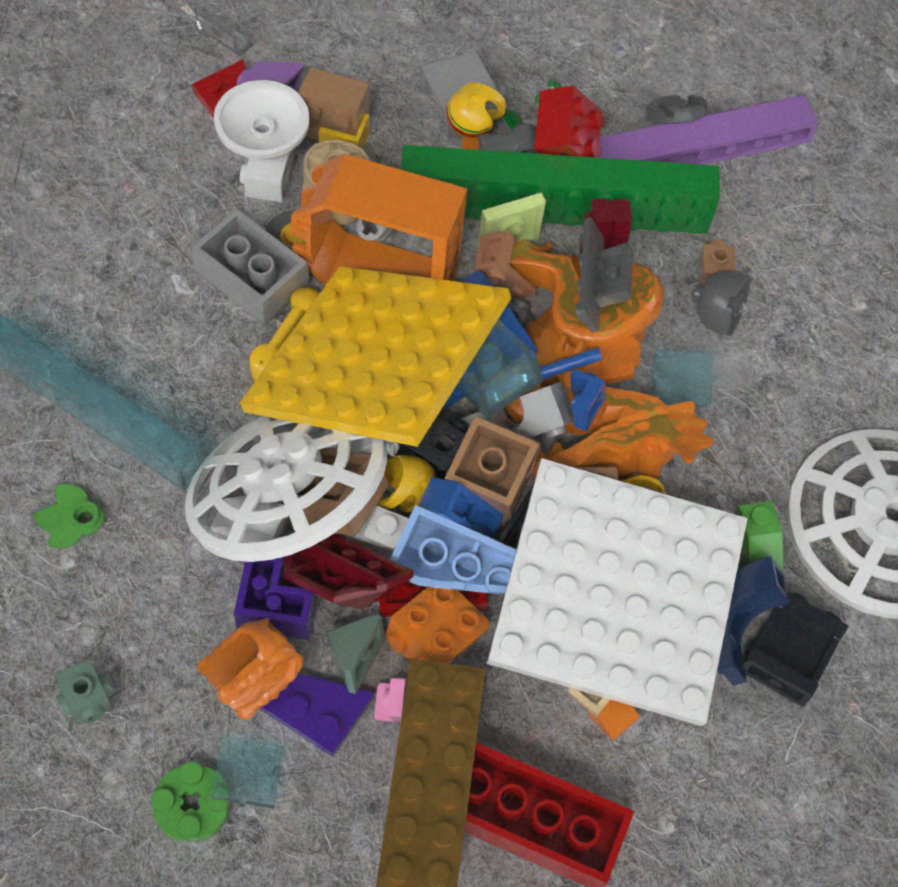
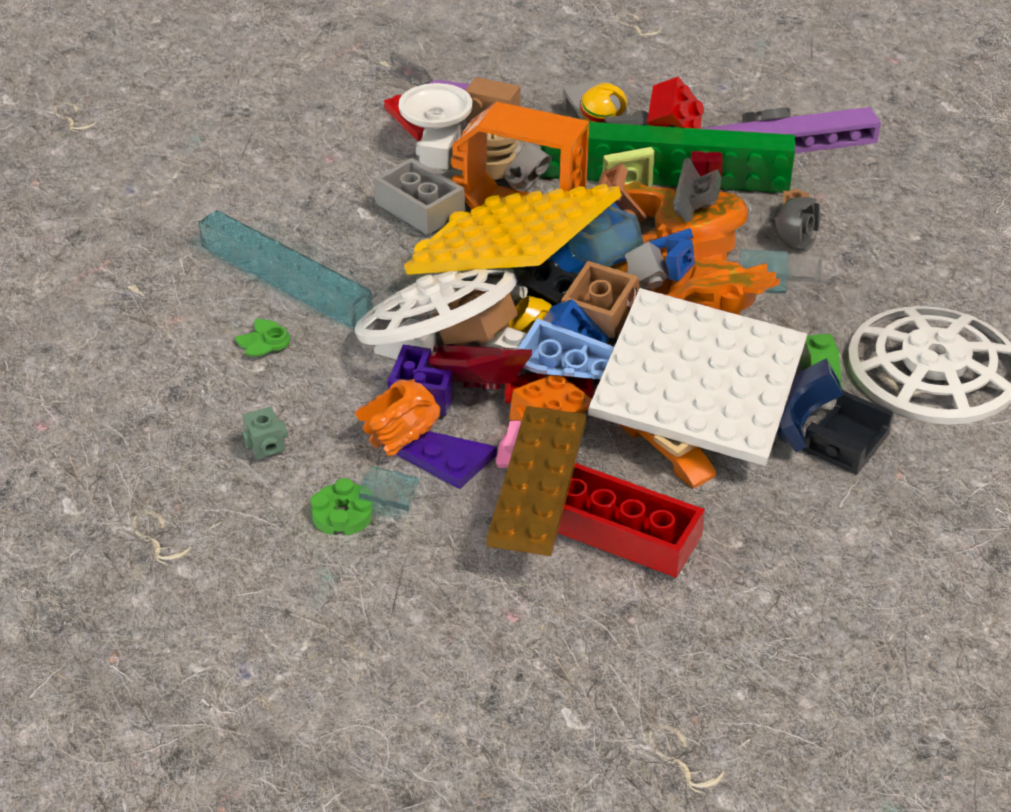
camera: 10 degrees right, 20 degrees down
(356, 648) = (484, 416): sand green slope -> none

